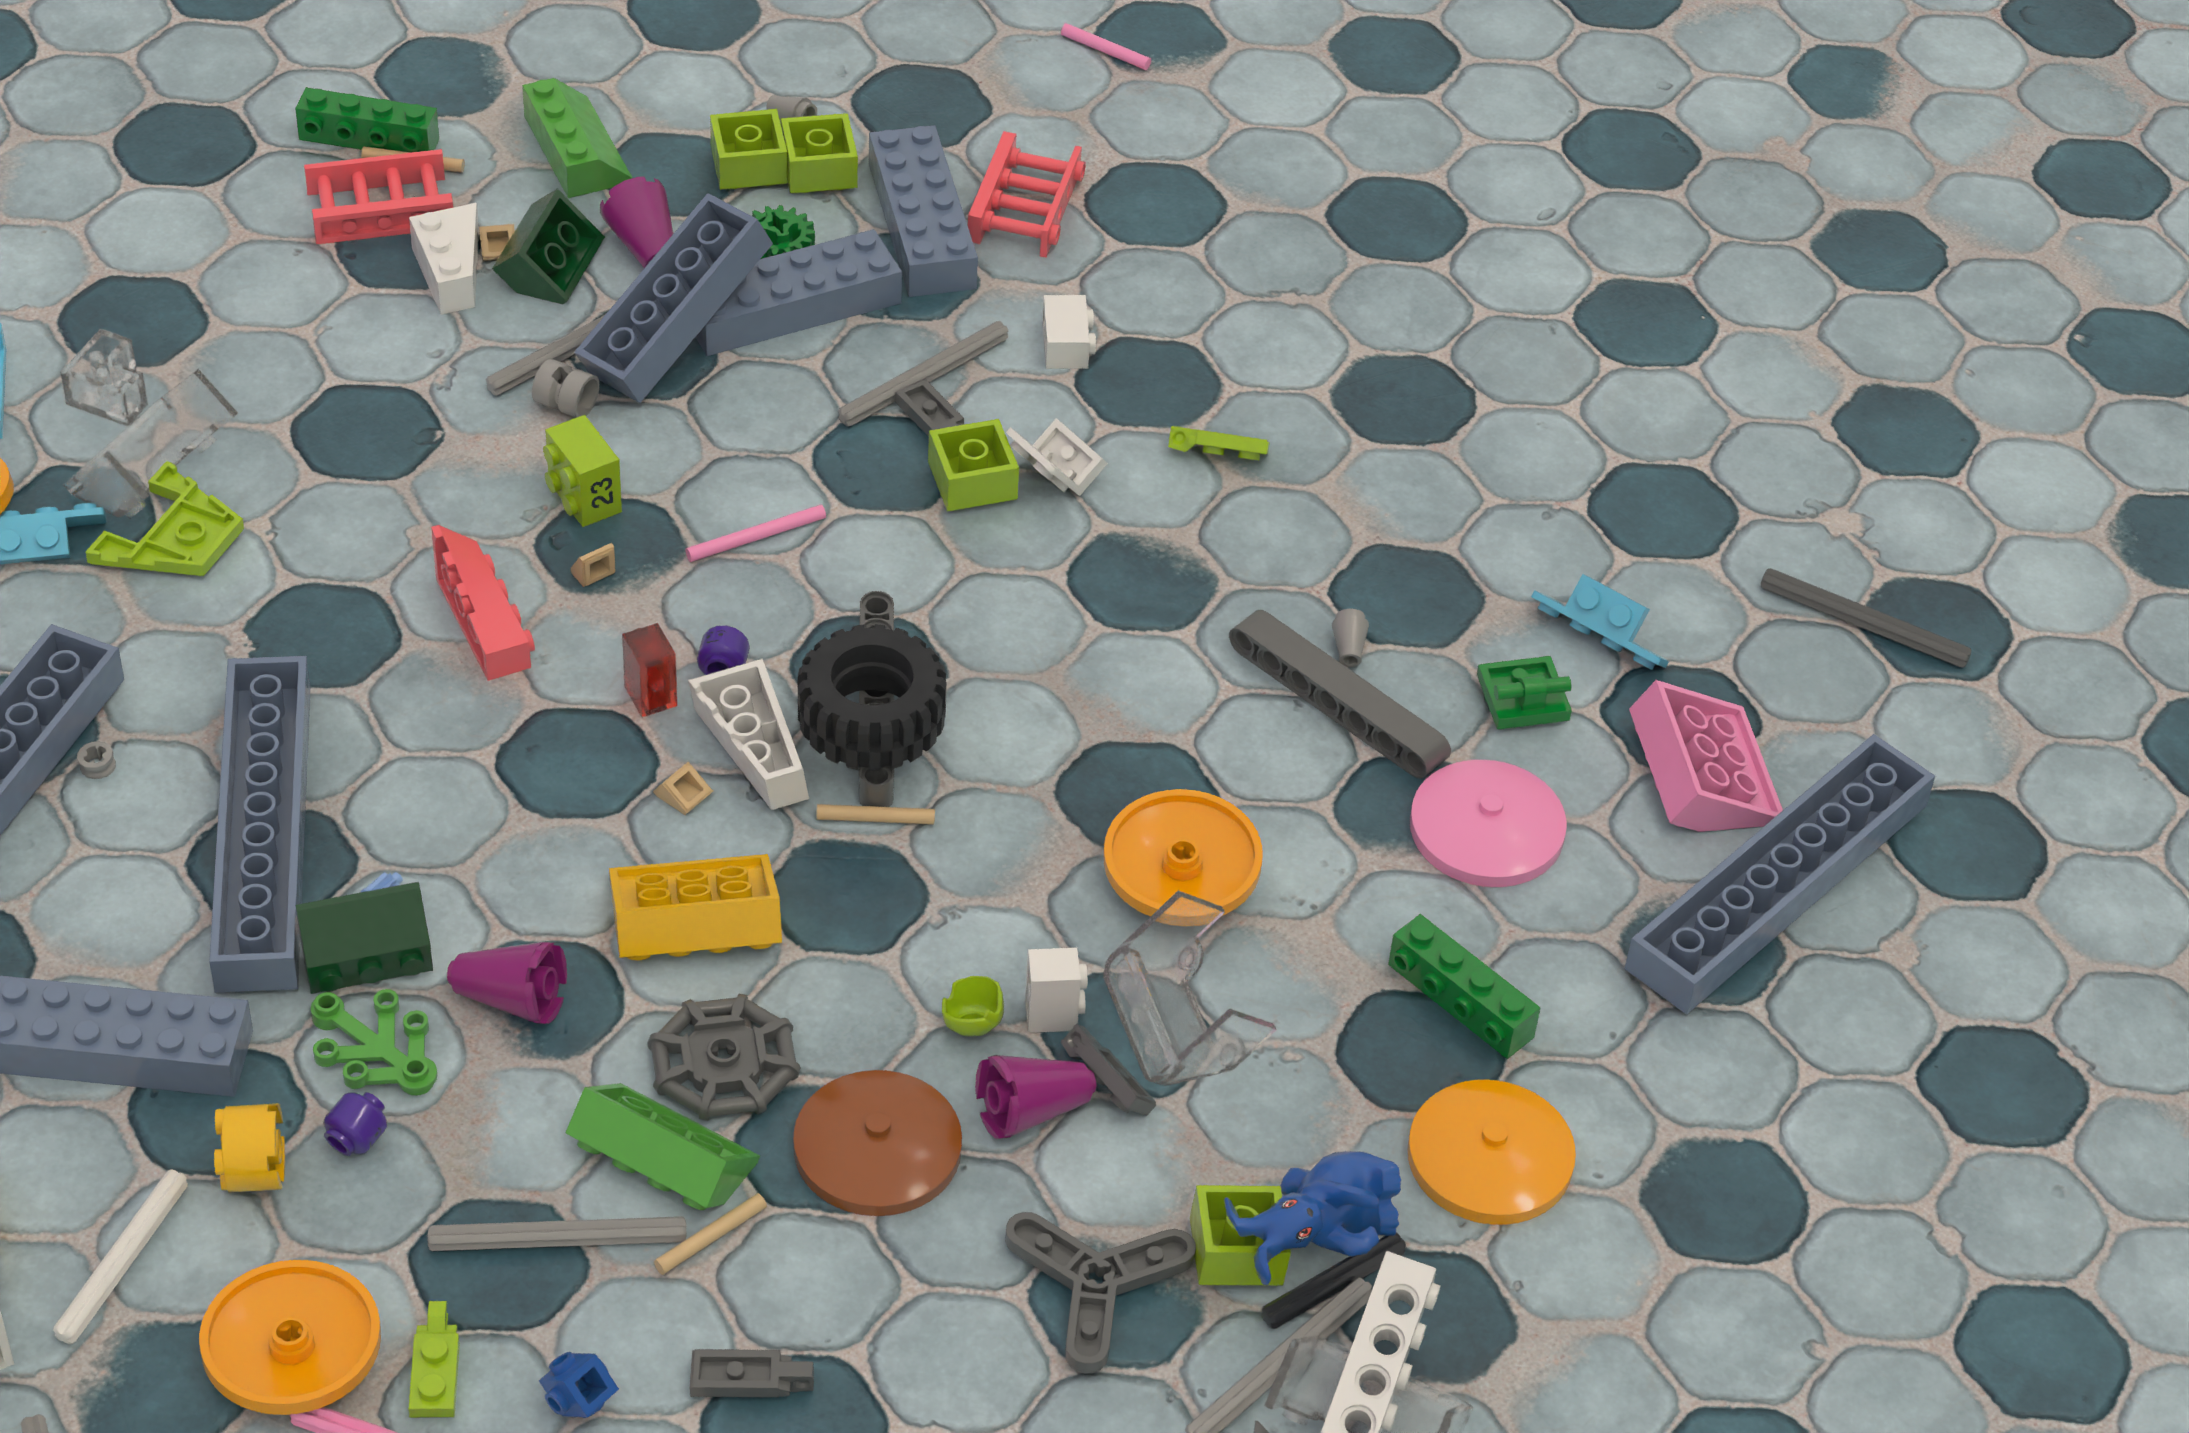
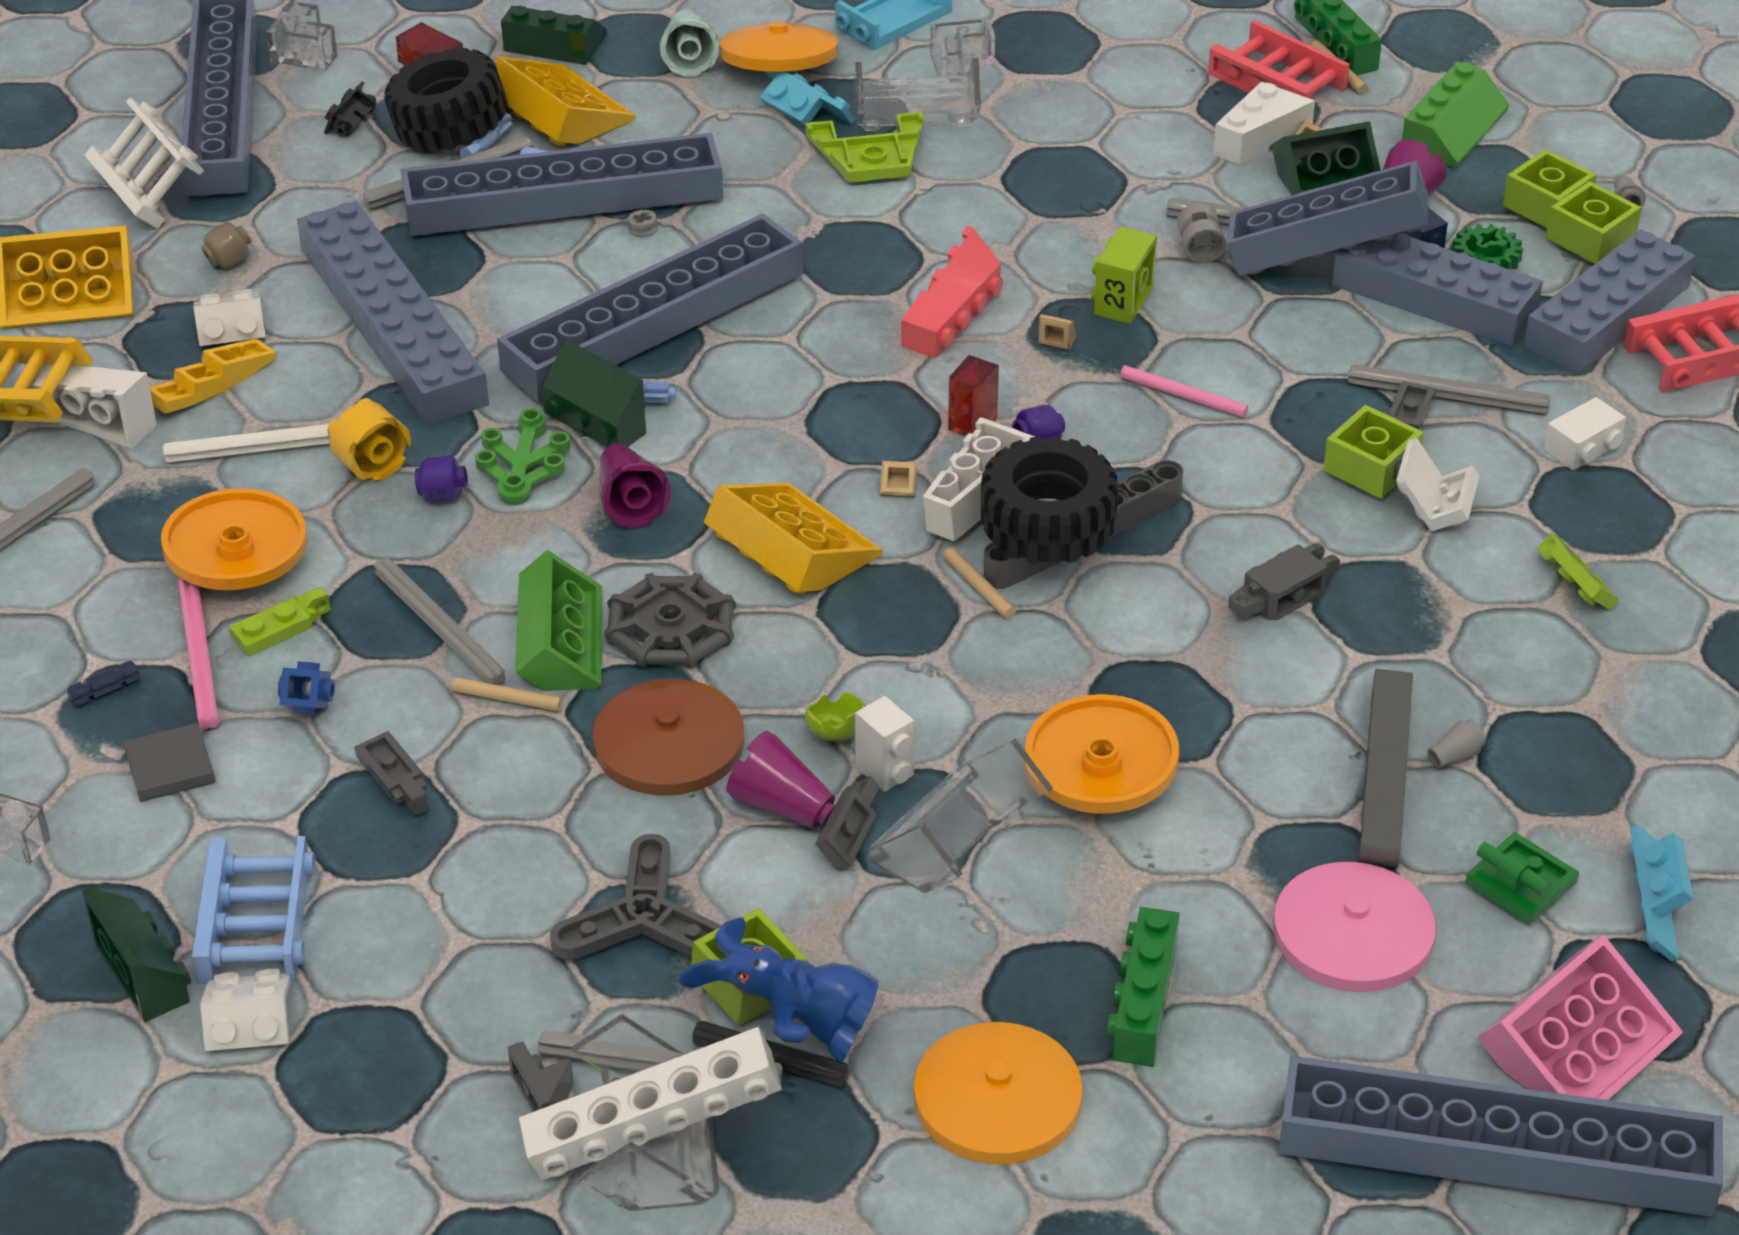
camera: 60 degrees right, 5 degrees down
(1072, 620) = (1284, 582): none -> dark grey hinge

